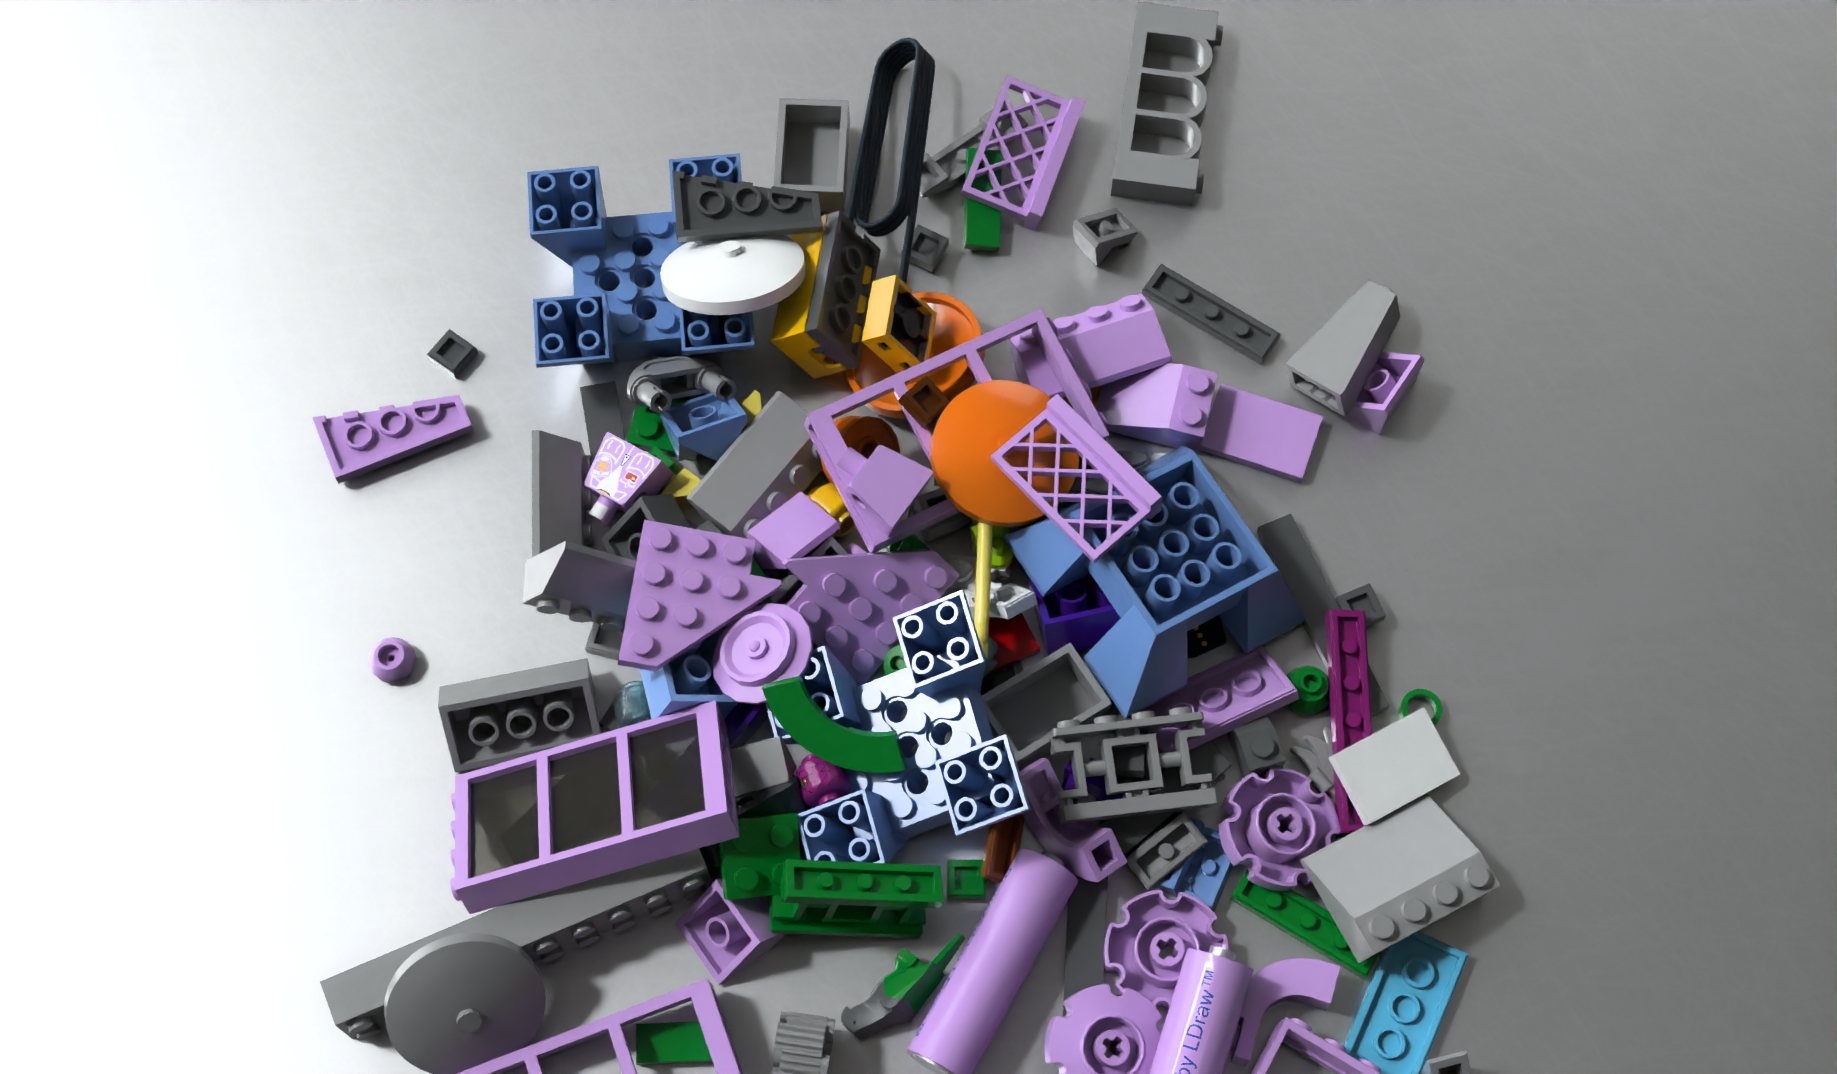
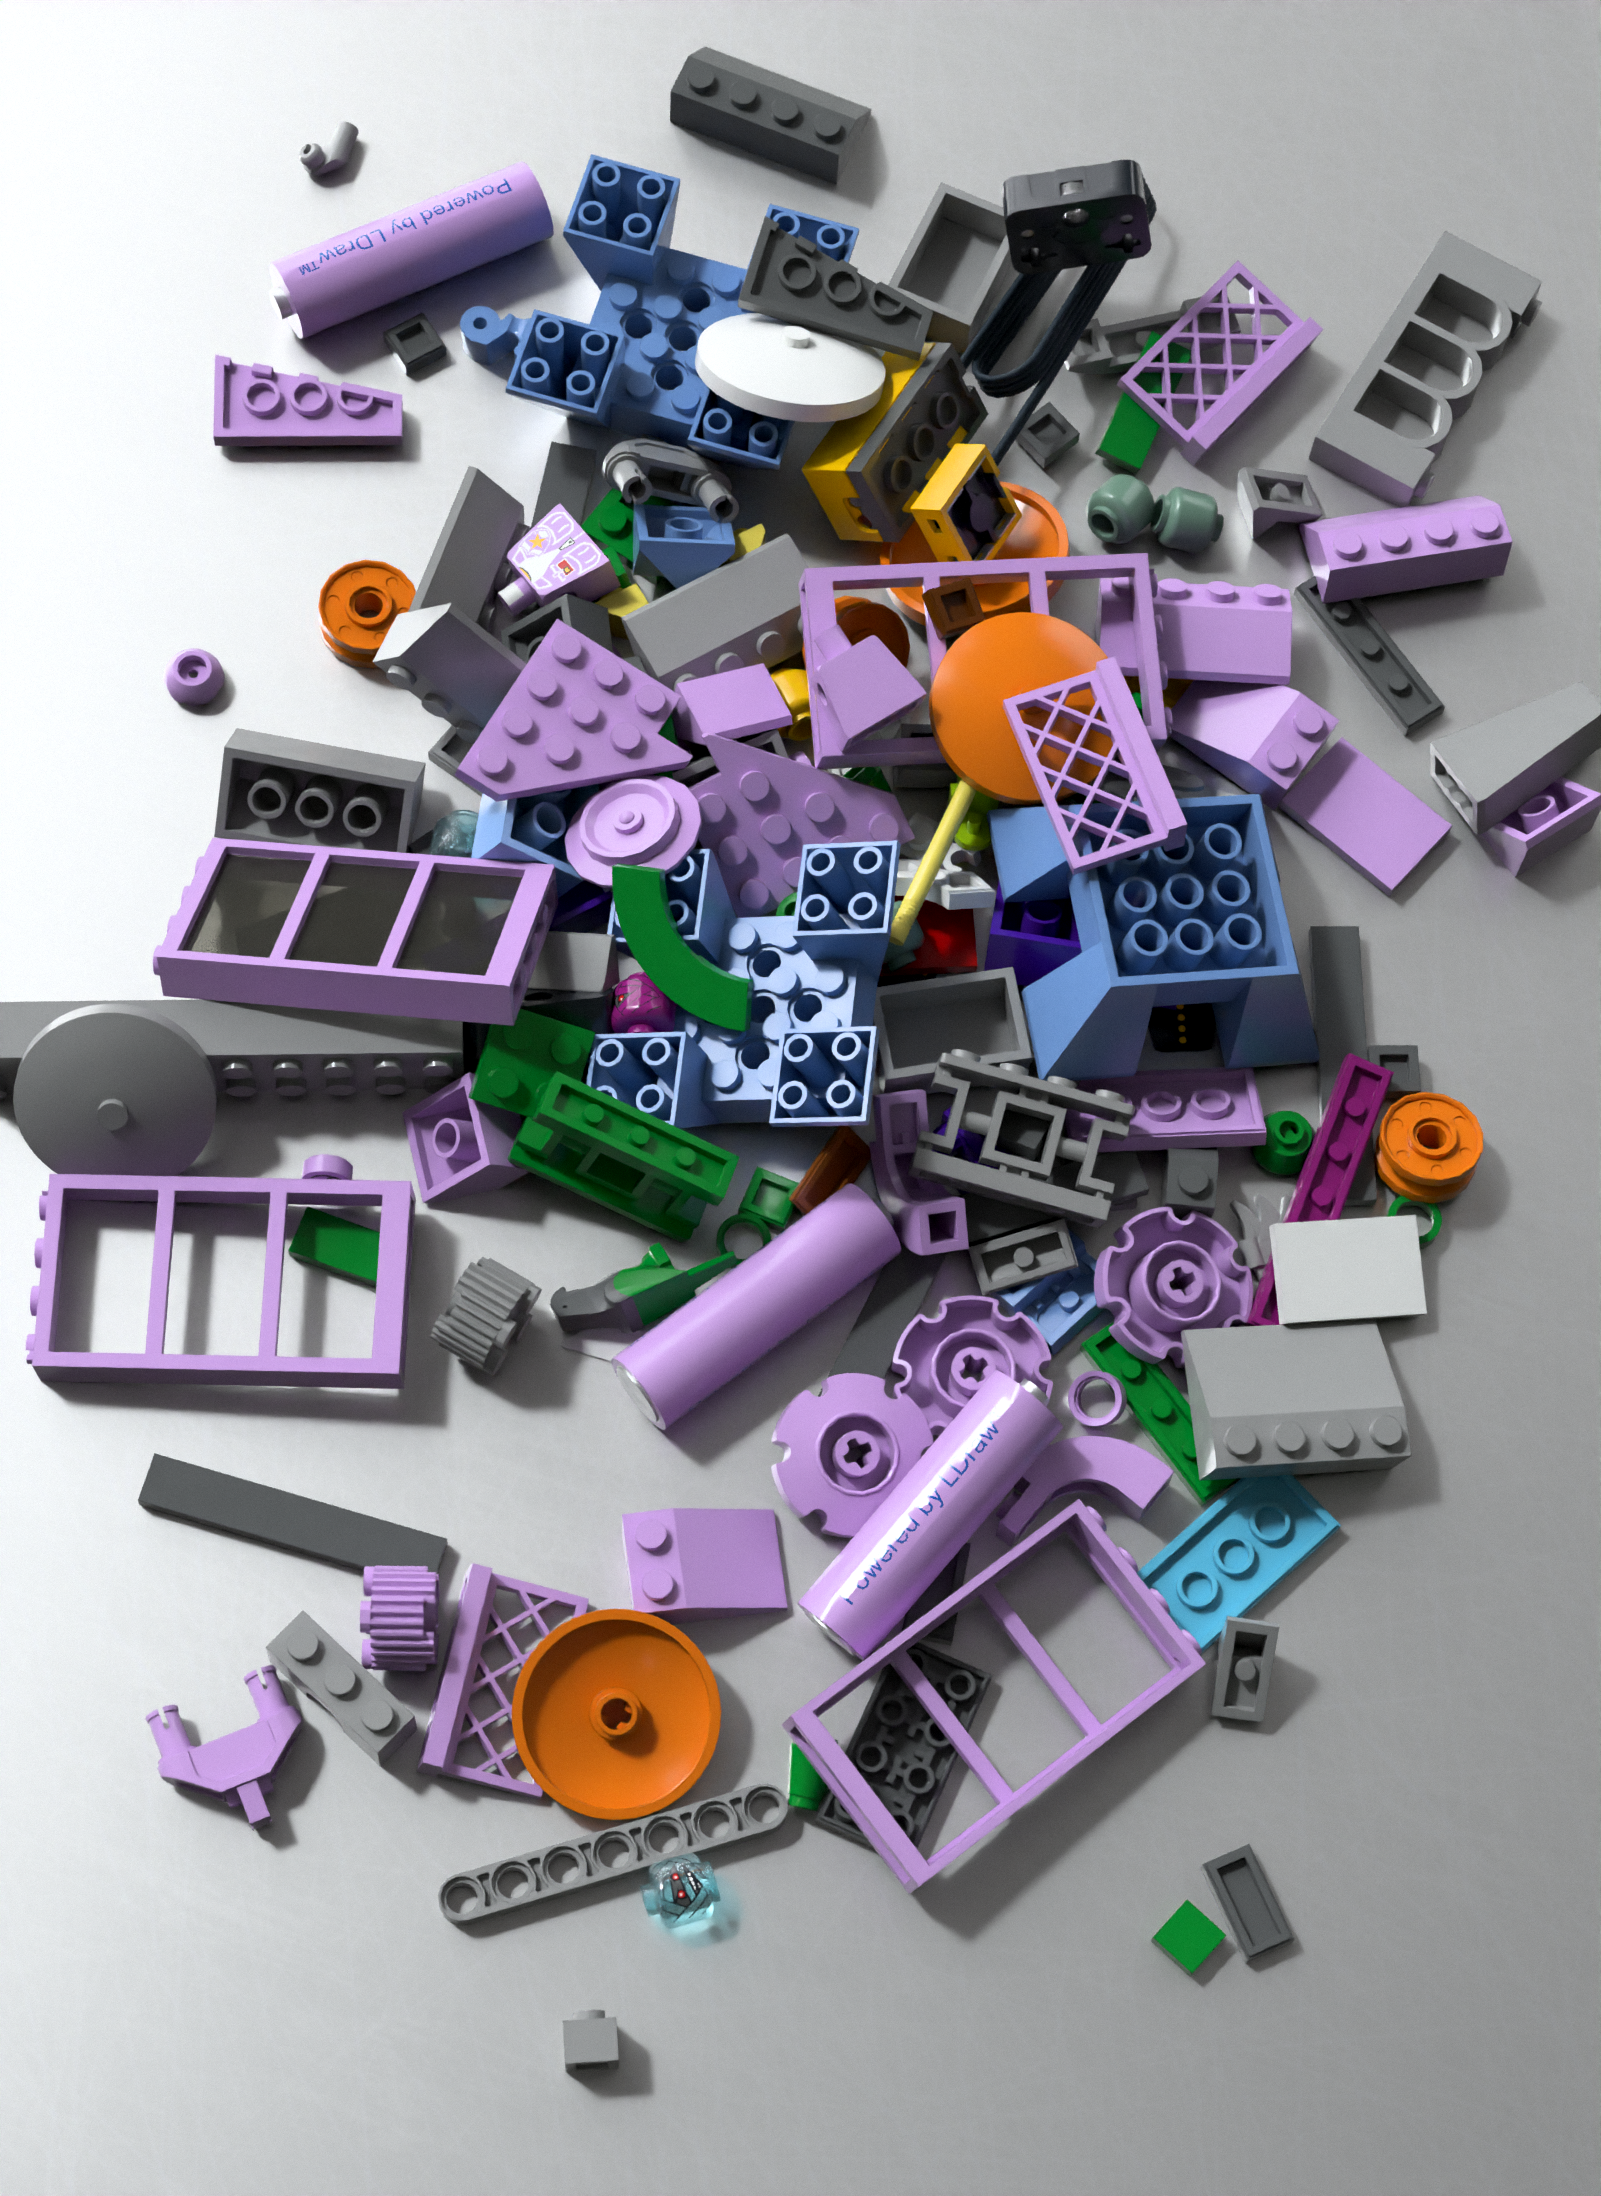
camera: 15 degrees right, 0 degrees up
(332, 246) = (324, 159): none -> light grey arm
(422, 288) = (410, 250): none -> lavender piece
(485, 548) = (356, 589): none -> orange wheel
(505, 329) = (489, 338): none -> medium blue leg
(634, 95) = (767, 114): none -> dark grey slope
(640, 992) = (327, 1167): none -> lavender tile
(888, 87) = (1076, 217): none -> black axle
(894, 1036) = (601, 1342): none -> white sticker
(959, 902) = (739, 1221): none -> green piece
(999, 281) = (1120, 509): none -> sand green head
(1048, 271) = (1186, 520): none -> sand green head
(1207, 231) = (1407, 548): none -> lavender slope
(1247, 944) = (1075, 1392): none -> lavender piece
(1413, 634) = (1432, 1122): none -> orange wheel

